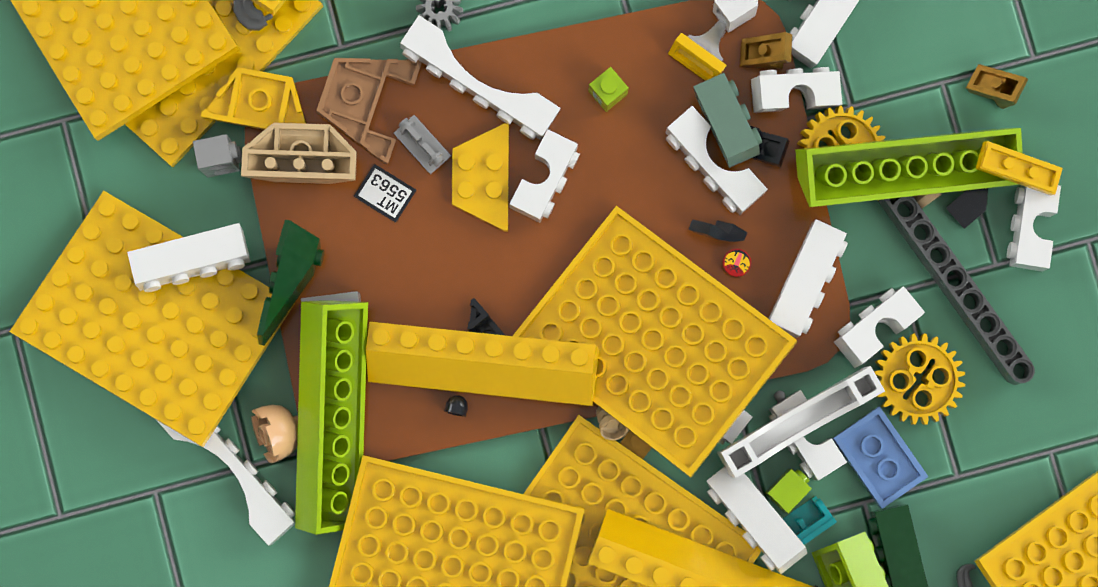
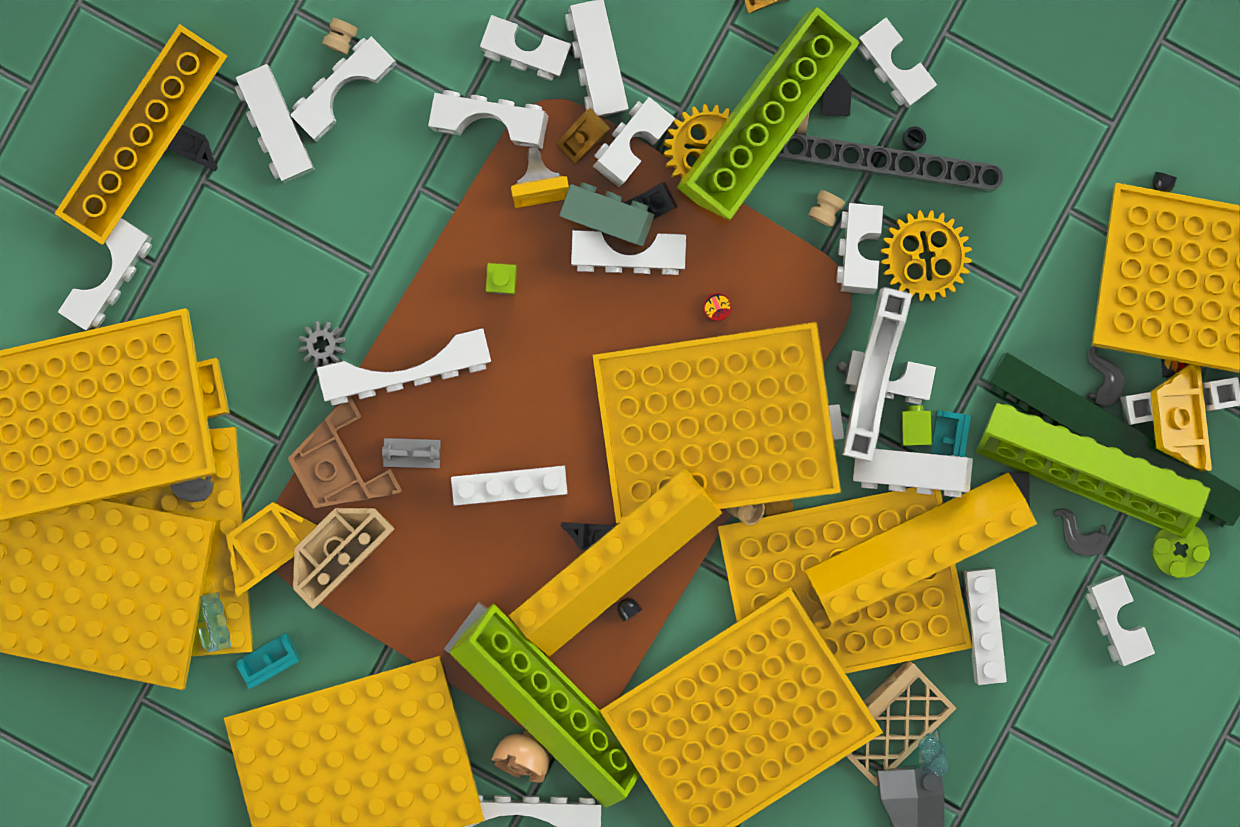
camera: 45 degrees left, 5 degrees up
(159, 125) = (216, 634): none -> clear light blue hinge
(174, 184) = (268, 661): none -> teal hinge
(189, 257) = (336, 702): white brick -> none
(217, 155) = (279, 611): light grey brick -> none
(296, 263) = (414, 627): dark green wedge -> none
(385, 193) = (421, 513): sticker -> none
(465, 234) = (509, 485): none -> white arch
(482, 177) = (478, 431): yellow wing -> none
(535, 199) = (532, 409): white arch -> none
(720, 231) = (684, 297): black slope -> none
(807, 278) = (777, 268): white brick -> none
(880, 457) = (954, 338): medium blue plate -> none
(885, 274) = (826, 208): none -> tan wheel
(997, 290) = (915, 134): none -> black hinge
(1019, 168) = (844, 37): yellow tile -> none

